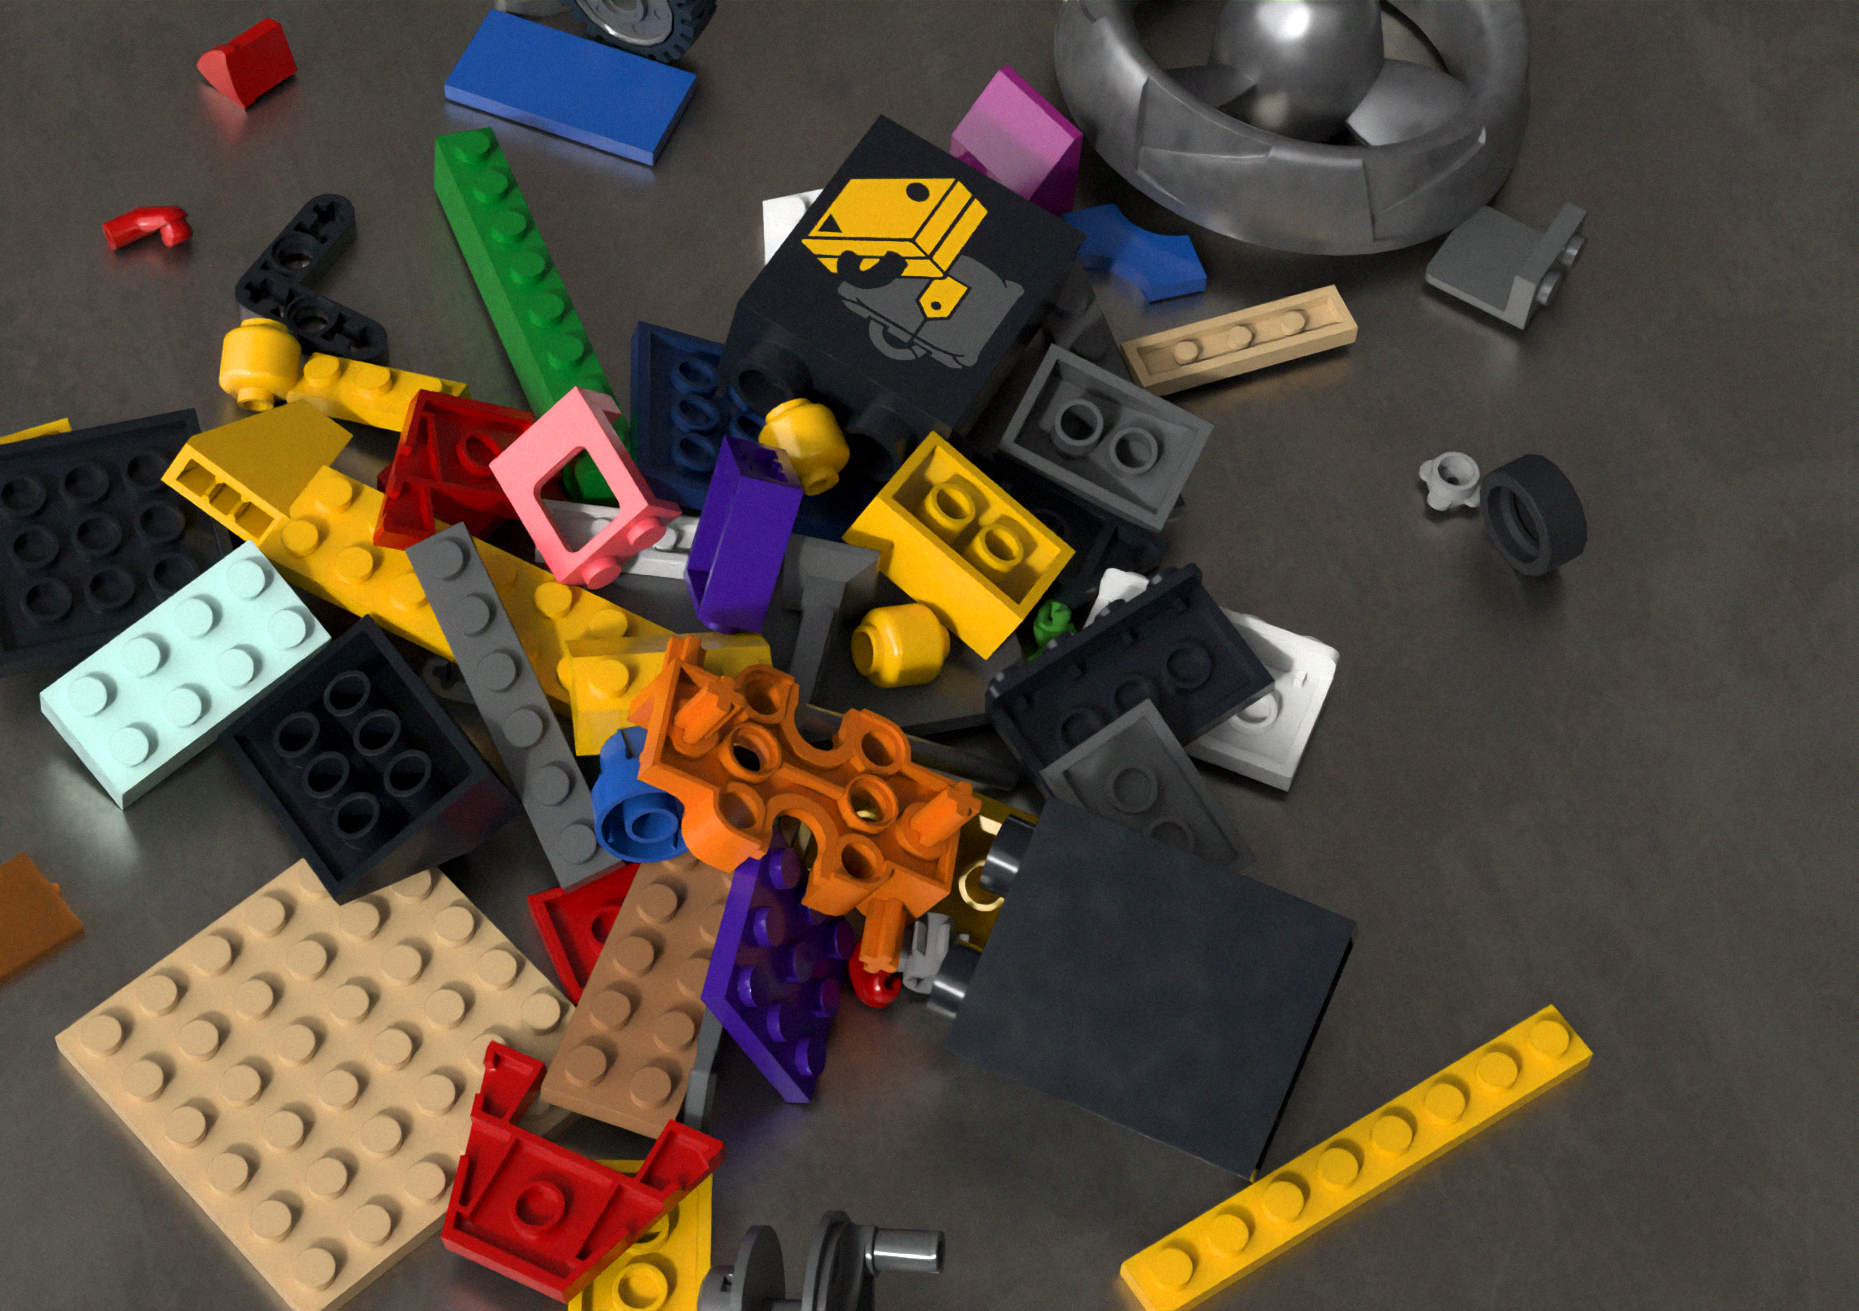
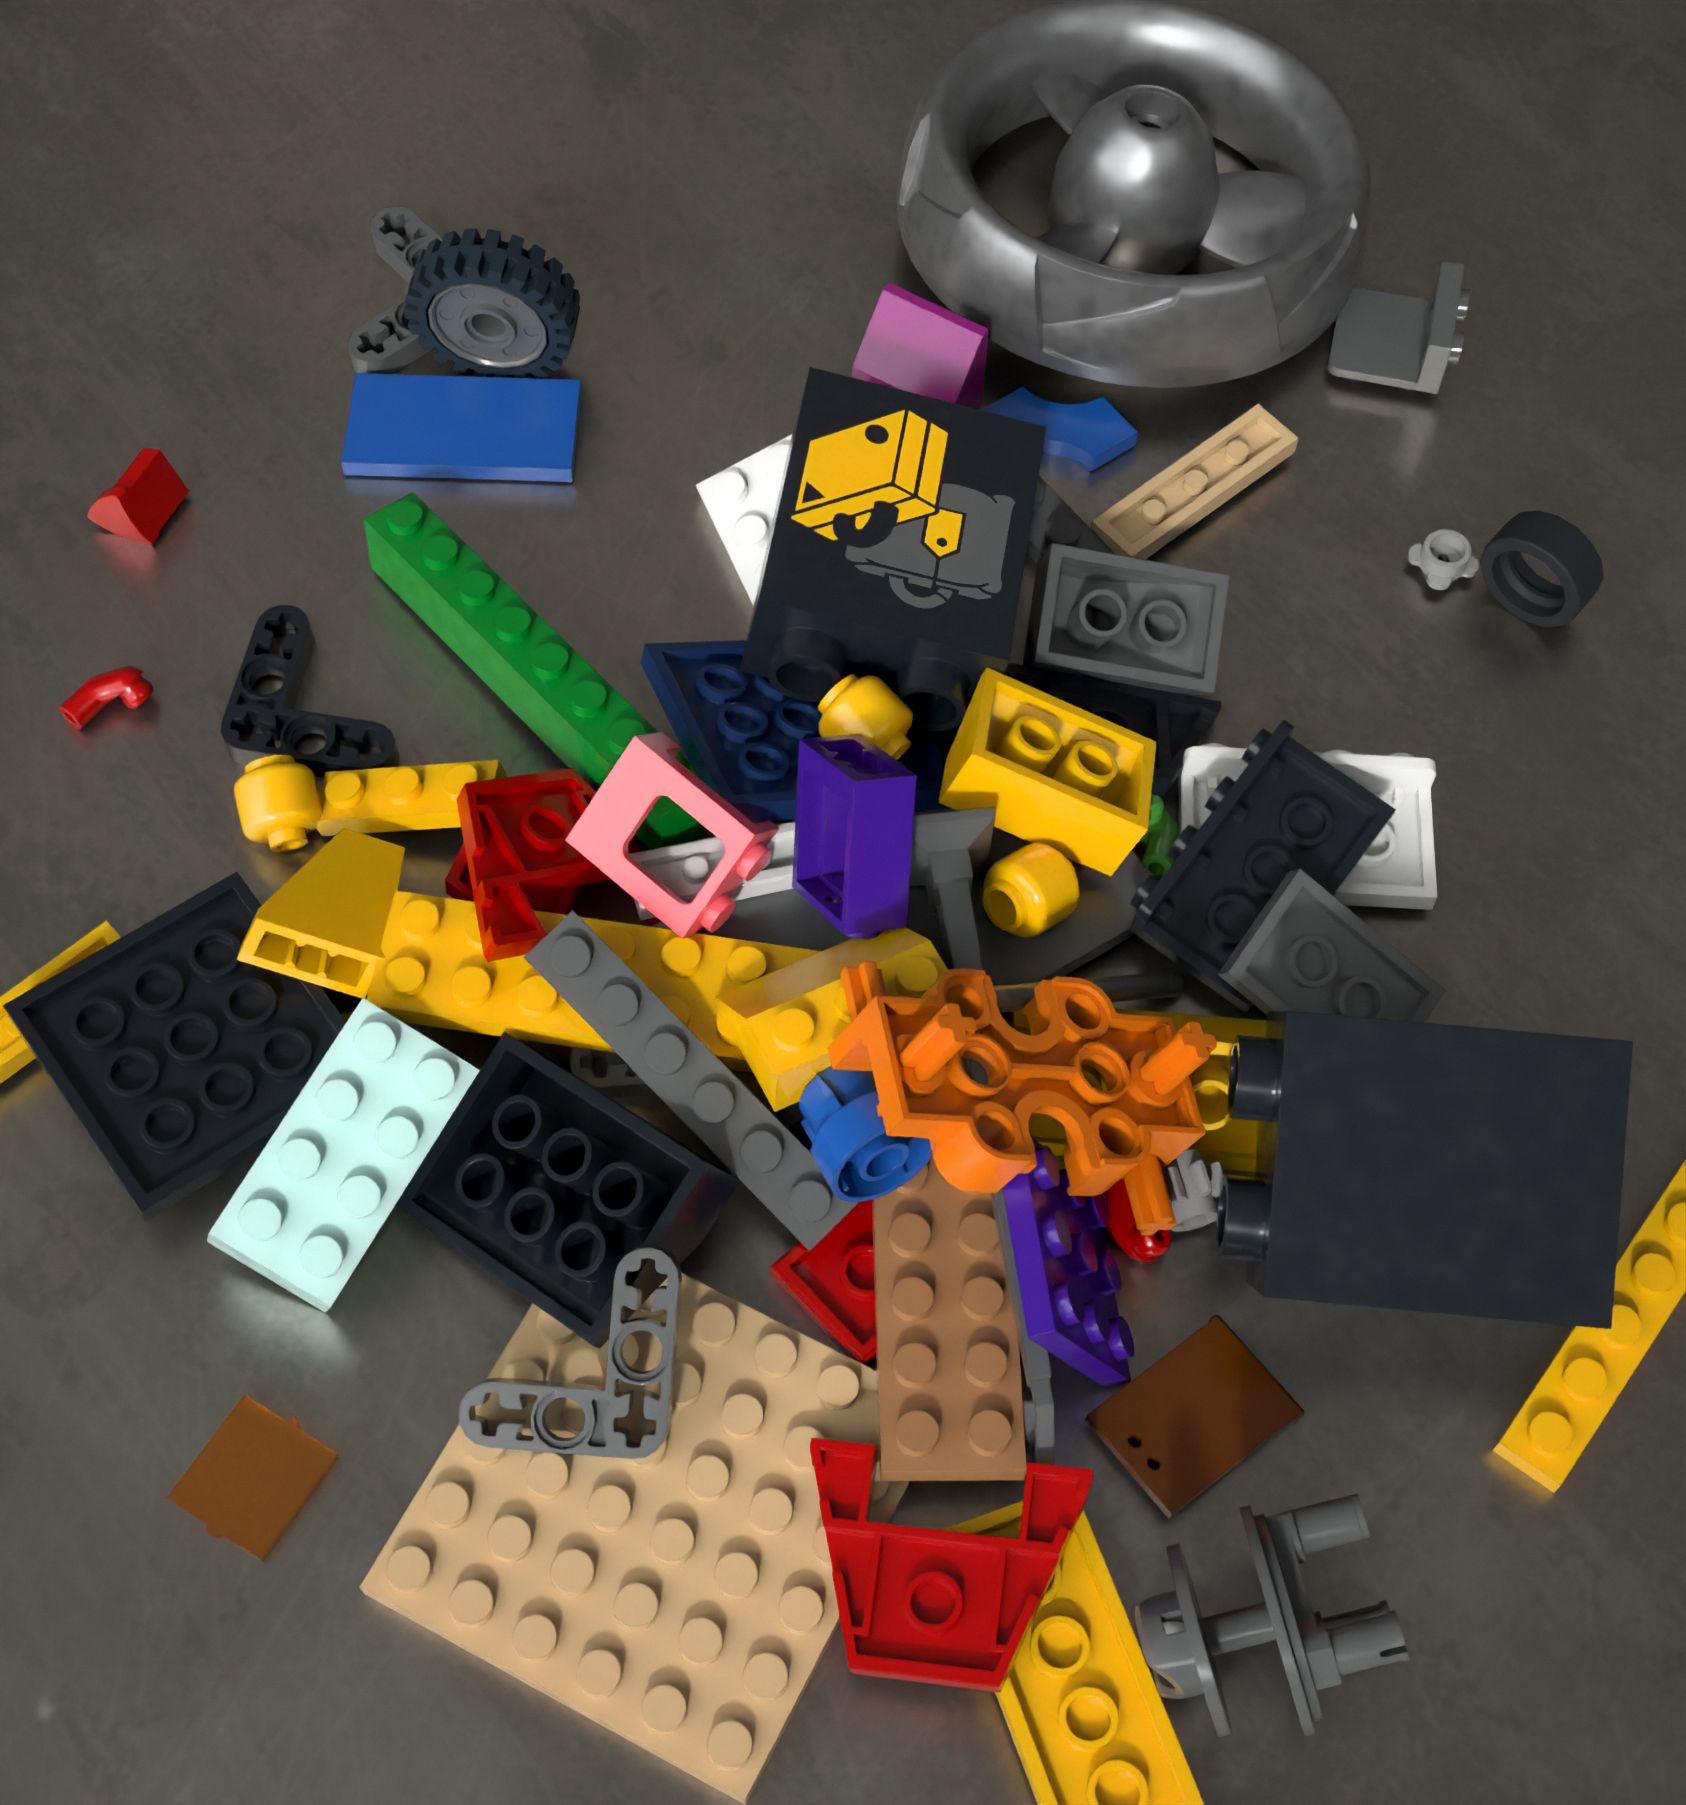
camera: 15 degrees left, 5 degrees up
(322, 952) = (600, 1403): none -> dark grey beam
(854, 1148) = (1193, 1415): none -> reddish brown container

